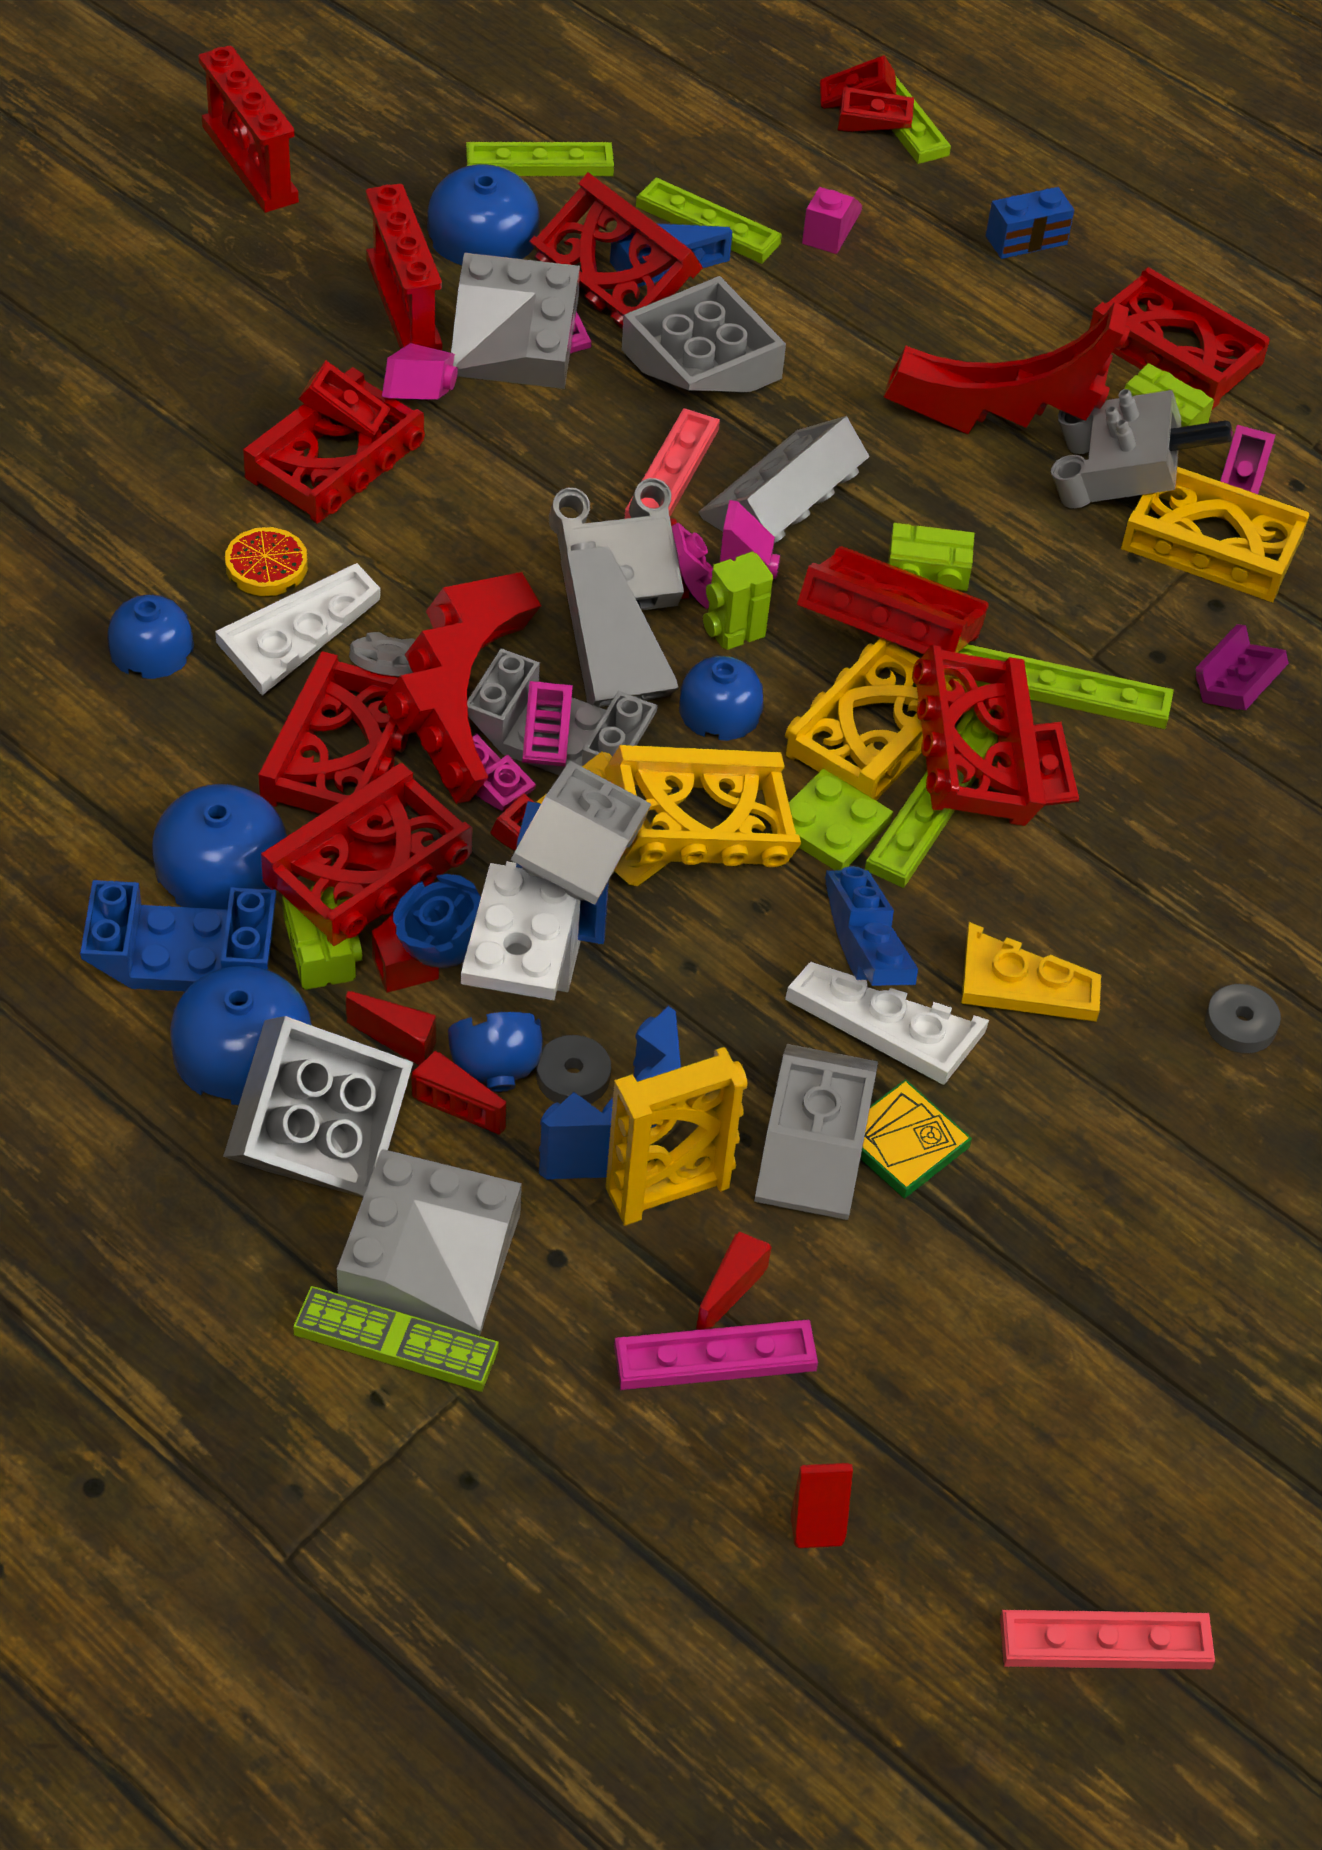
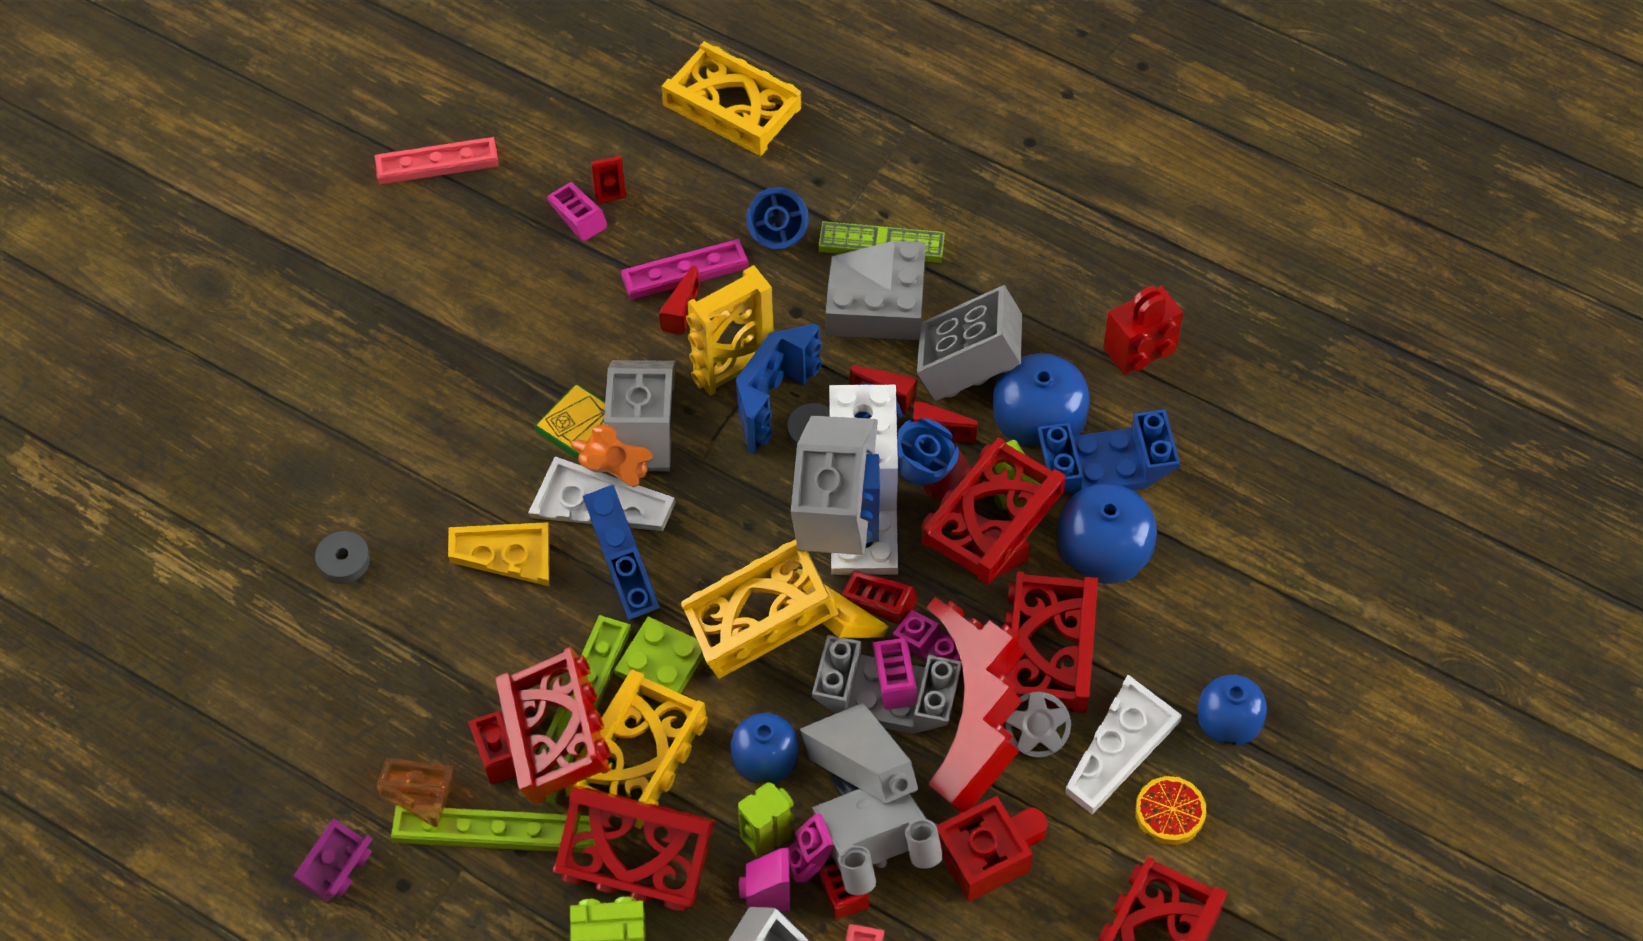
camera: 175 degrees right, 5 degrees up
(59, 1074) = (1143, 329): none -> red brick
(488, 539) = (989, 847): none -> red brick
(553, 1373) = (777, 218): none -> blue cylinder
(579, 1578) = (731, 72): none -> yellow fence
(877, 1036) = (608, 454): none -> orange animal
(878, 1453) = (579, 213): none -> dark pink slope
(1143, 725) = (417, 787): none -> clear orange wing

